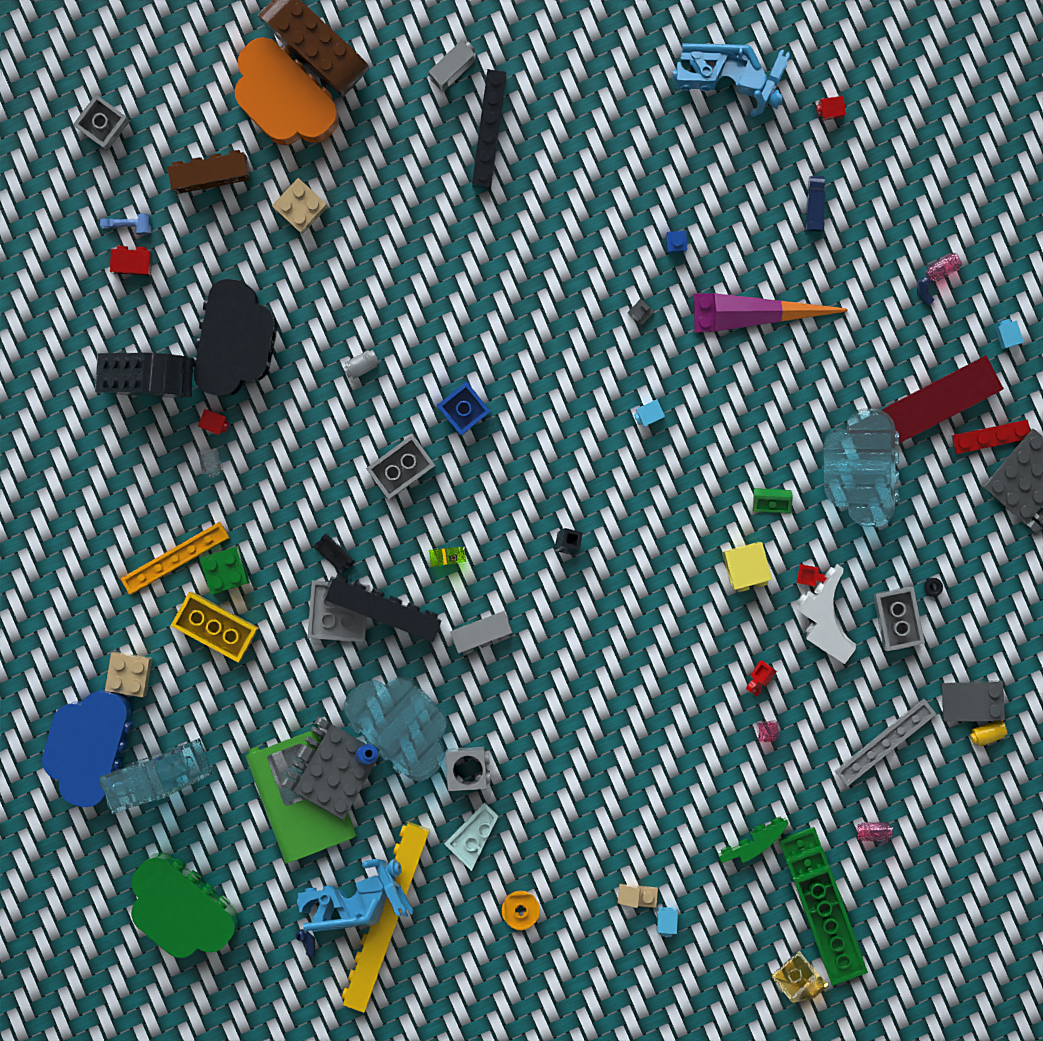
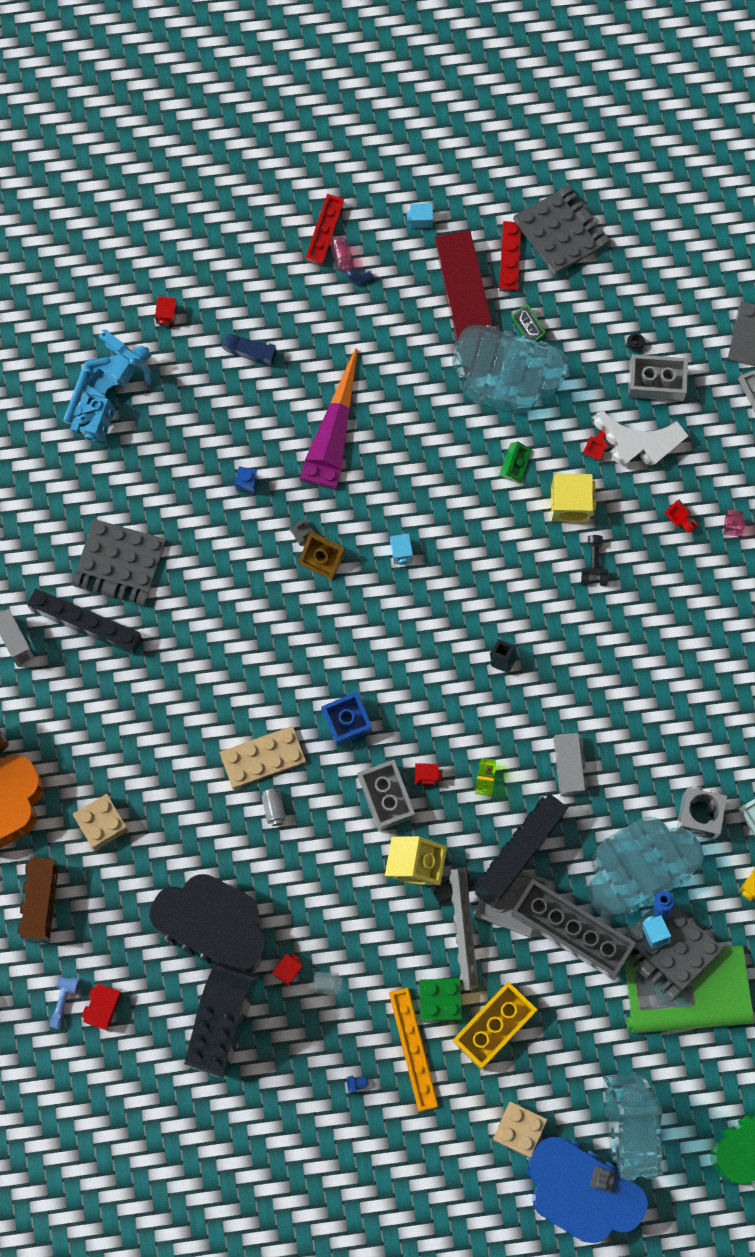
camera: 75 degrees left, 15 degrees down
(99, 760) = (602, 1179): none -> dark grey tile
(129, 515) = (356, 1083): none -> blue piece
(295, 574) = (464, 929): none -> light grey plate
(320, 676) = (573, 929): none -> dark grey brick
(340, 753) = (656, 932): none -> medium azure brick
(344, 512) = (416, 860): none -> light yellow brick
(407, 339) = (262, 757): none -> tan plate
(433, 500) = (427, 774): none -> red window
(563, 143) = (119, 558): none -> dark grey hinge
(619, 338) = (322, 555): none -> pearl gold slope
(709, 600) = (594, 541): none -> black bar
(920, 475) = (528, 323): none -> slope
(966, 241) = (324, 229): none -> red plate

